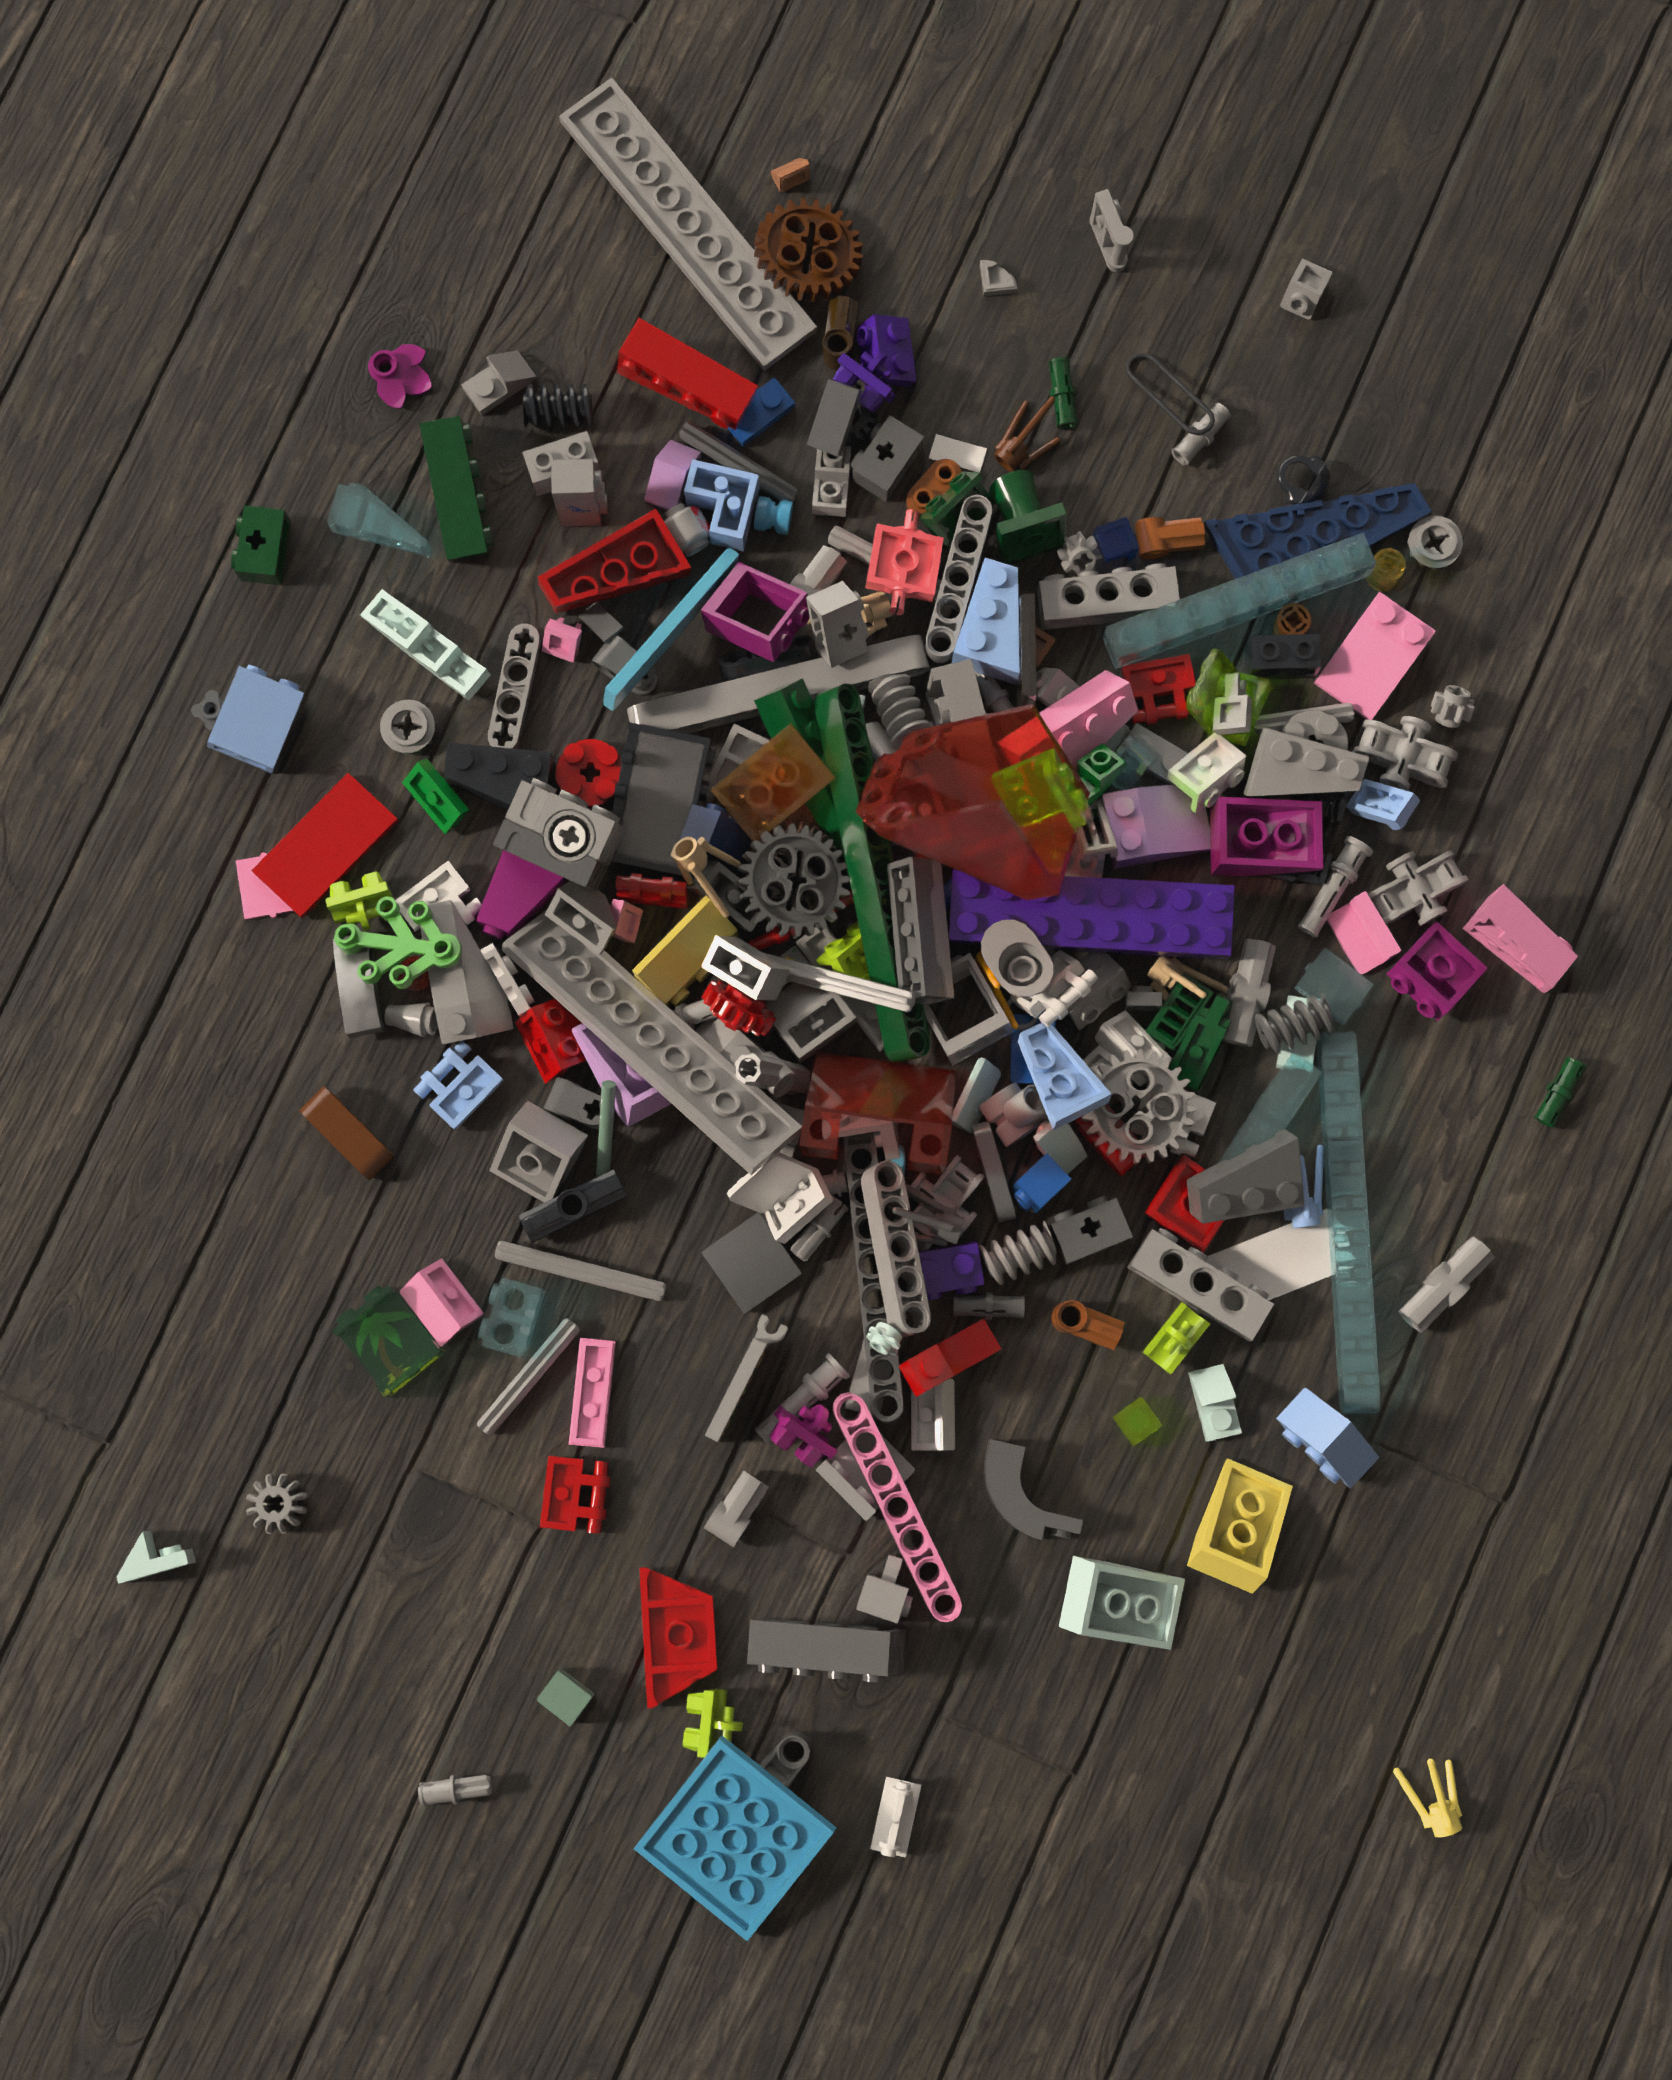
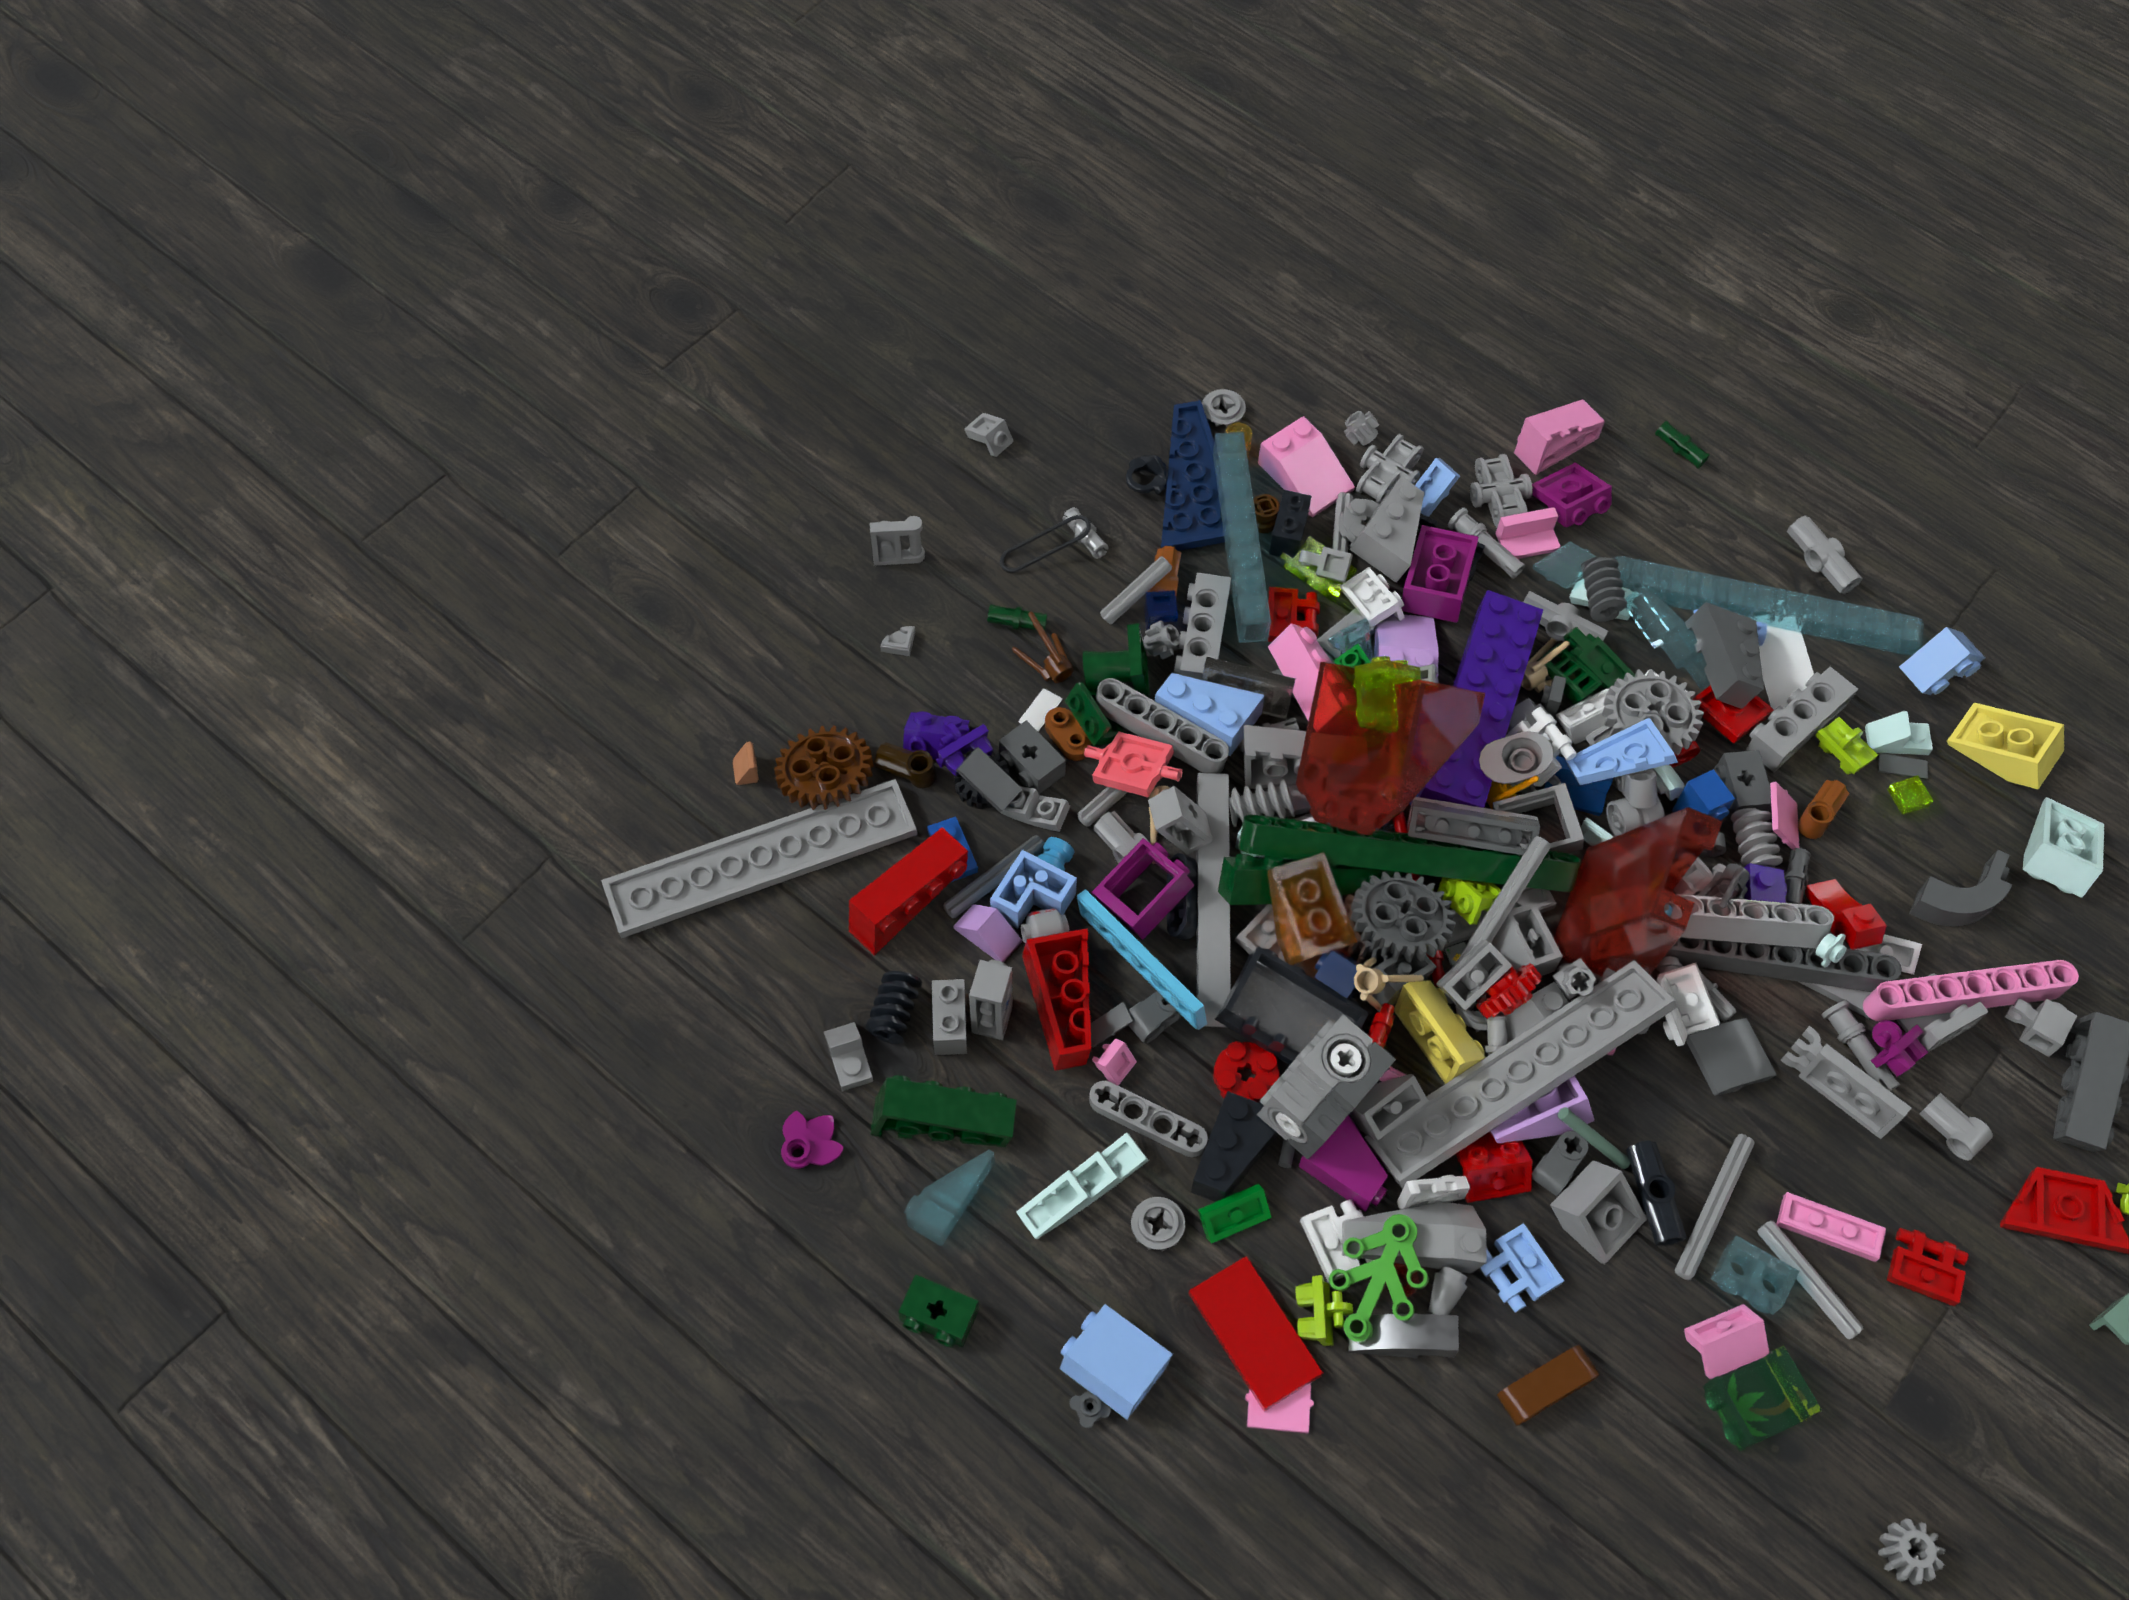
camera: 75 degrees left, 20 degrees down
(1059, 1279) = (1784, 816): none -> bright pink piece
(1132, 507) = (1136, 590): none -> light grey axle
(1180, 1413) = (1902, 766): none -> dark grey window

